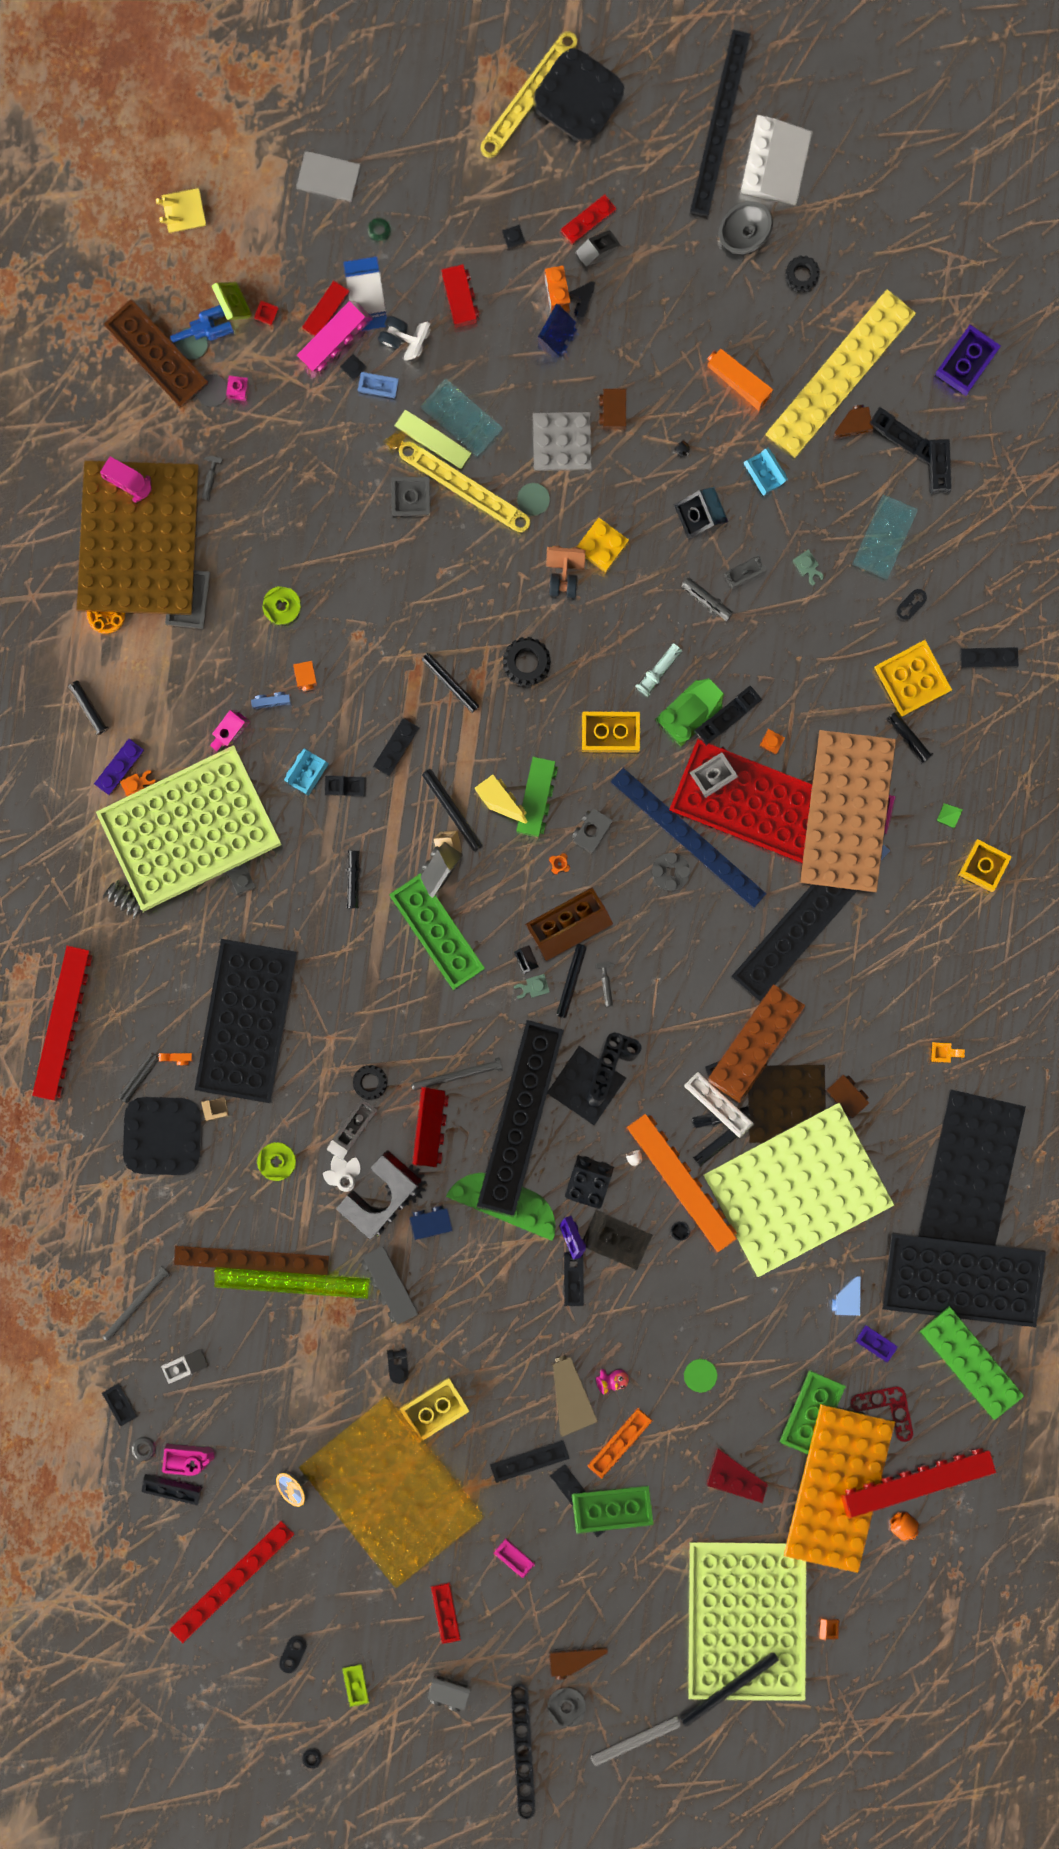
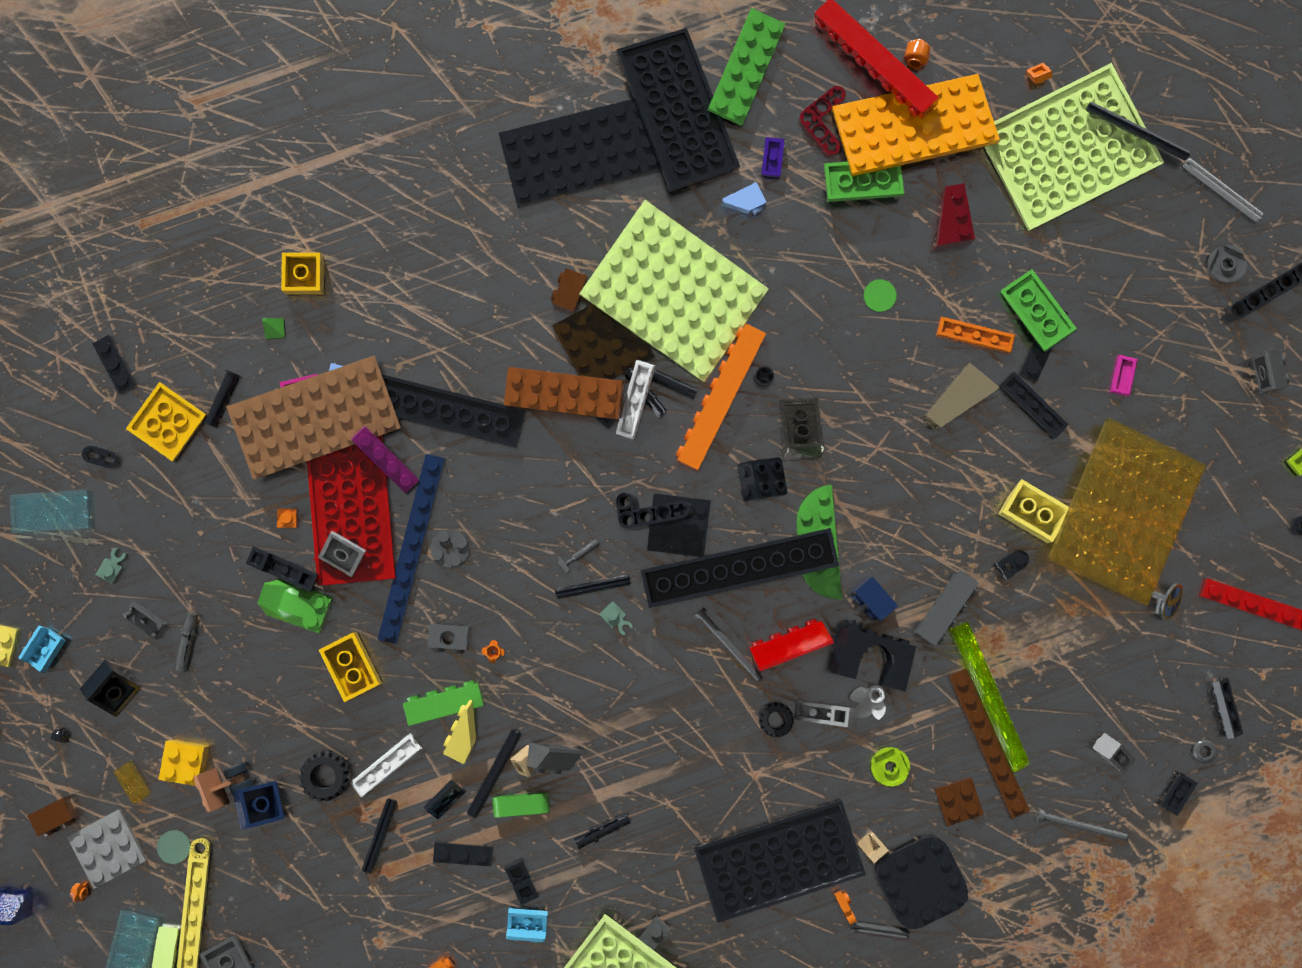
camera: 120 degrees left, 0 degrees up
(178, 1459) = (1196, 714): dark pink piece -> none
(214, 1206) = (958, 801): none -> reddish brown plate
(412, 819) = (521, 804): none -> bright green beam
(437, 932) = (611, 729): bright green plate -> none
(445, 1613) = (1202, 410): red tile -> none
(452, 755) = (444, 799): none -> black plate
(508, 719) = (386, 765): none -> white tile
(526, 959) = (594, 636): black piece -> none
(531, 592) = (258, 805): none -> dark blue brick
(536, 400) = (79, 892): none -> orange plate
(569, 923) = (542, 614): reddish brown slope -> none
(570, 1661) = (1185, 279): reddish brown slope -> none
(571, 1235) = (820, 467): dark purple plate -> none
(573, 1281) = (855, 448): black plate -> none
(608, 491) = (132, 782): none -> clear yellow plate
(615, 1380) = (925, 366): dark pink animal -> none
(634, 1157) = (720, 450): white hinge -> none
(653, 677) = (281, 654): light aqua pin -> none
(778, 854) = (384, 459): none -> magenta plate
(942, 1052) = (488, 226): light orange plate -> none

